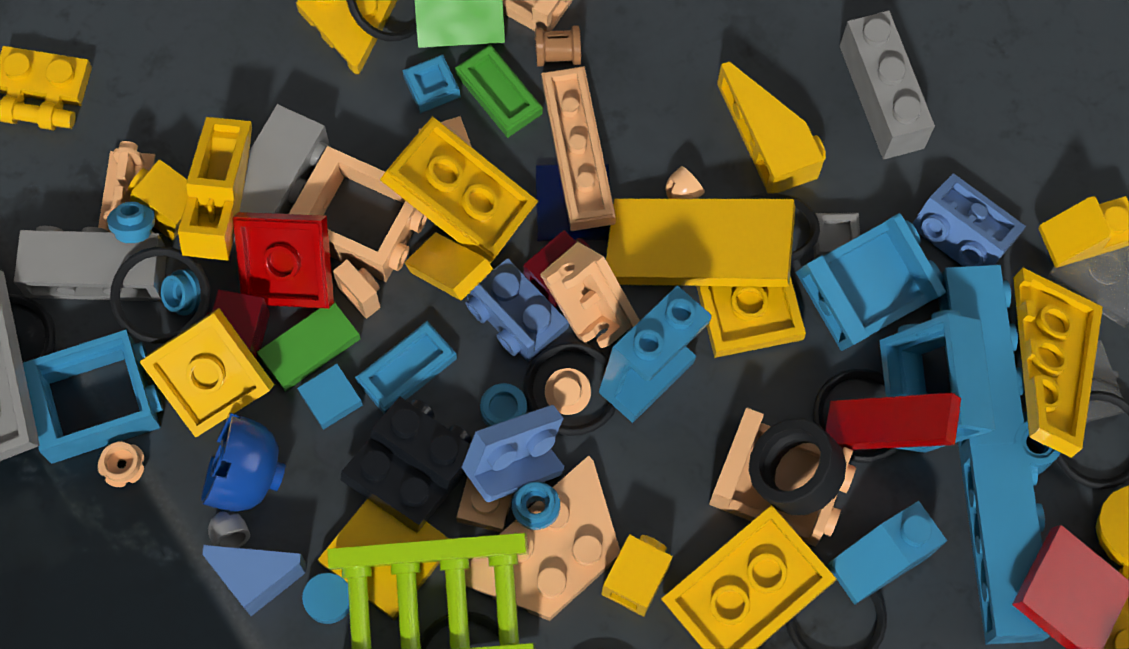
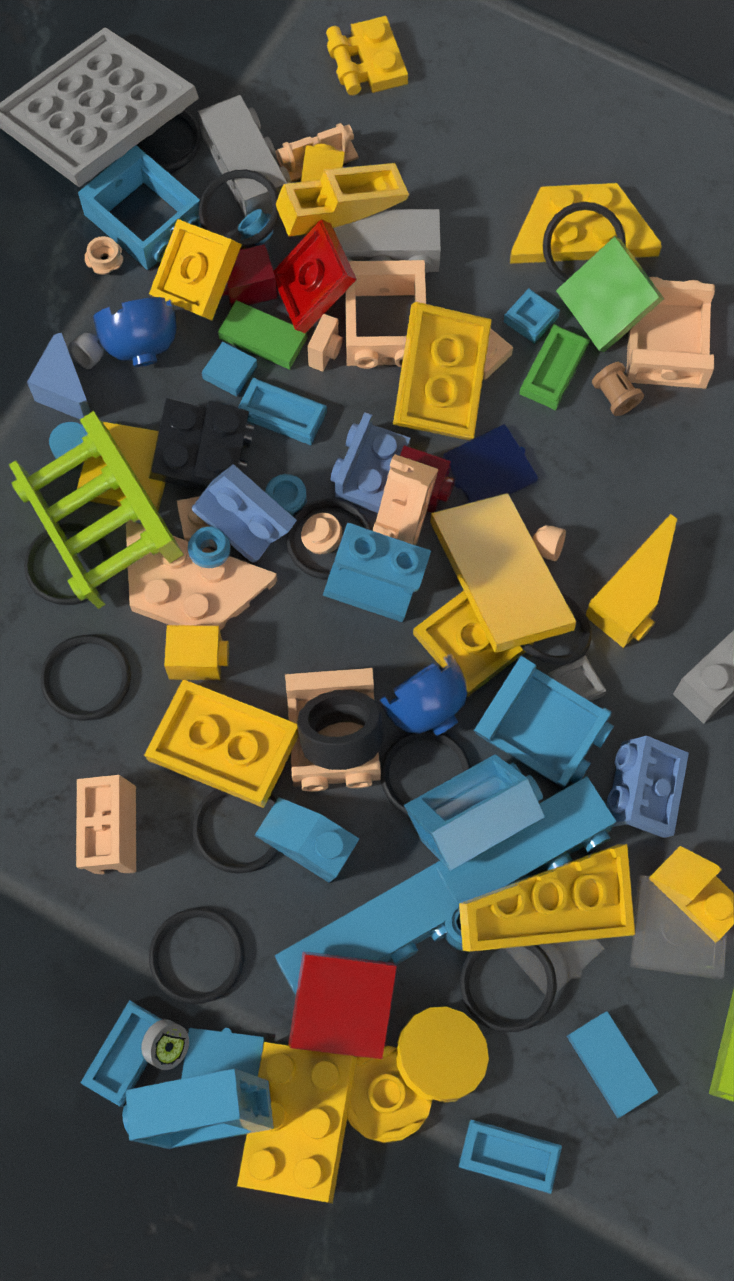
camera: 65 degrees right, 0 degrees up
(131, 222) = (283, 159): dark azure plate -> none
(448, 266) = (373, 395): yellow tile -> none
(578, 149) = (535, 445): light nougat tile -> none
(796, 372) = (428, 699): none -> blue cylinder
(894, 421) = (415, 786): red tile -> none

